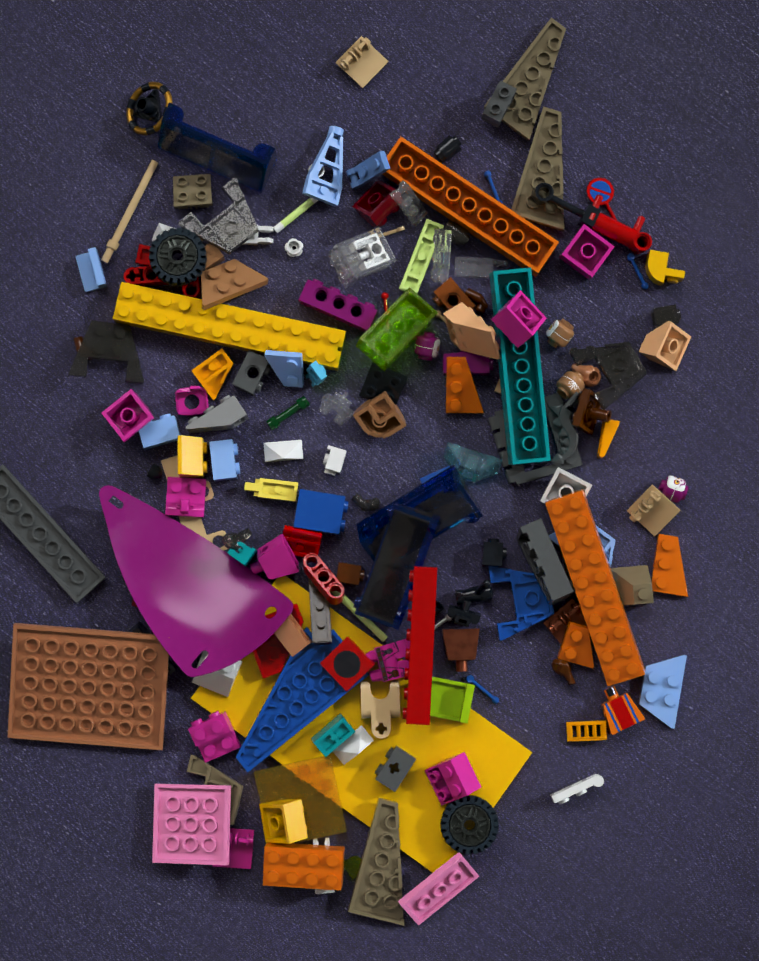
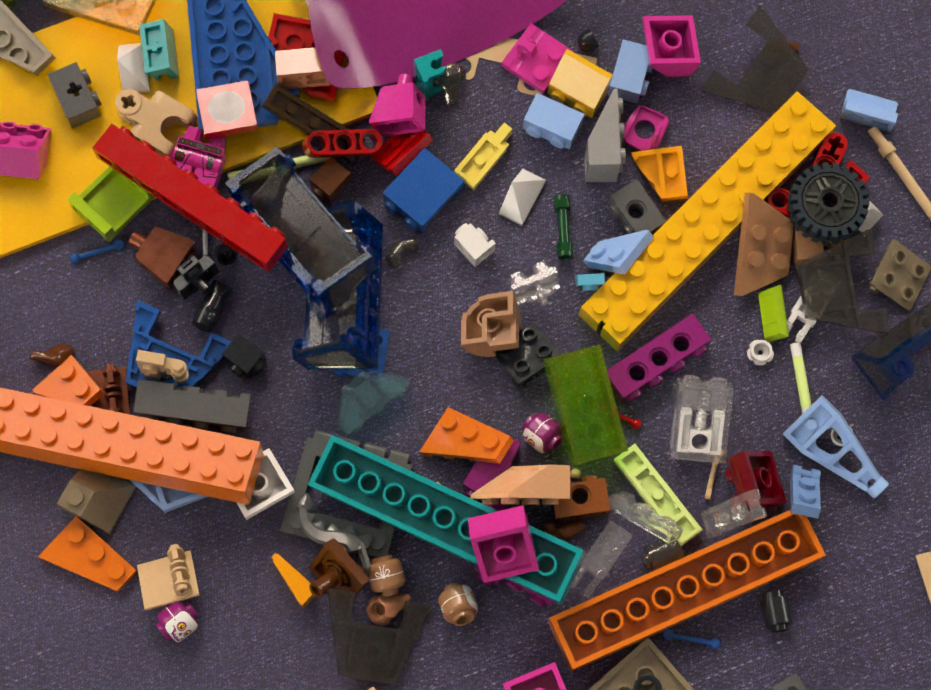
camera: 125 degrees right, 10 degrees down
(265, 253) = (773, 314): none -> lime tile
(538, 598) = (158, 366): none -> tan plate

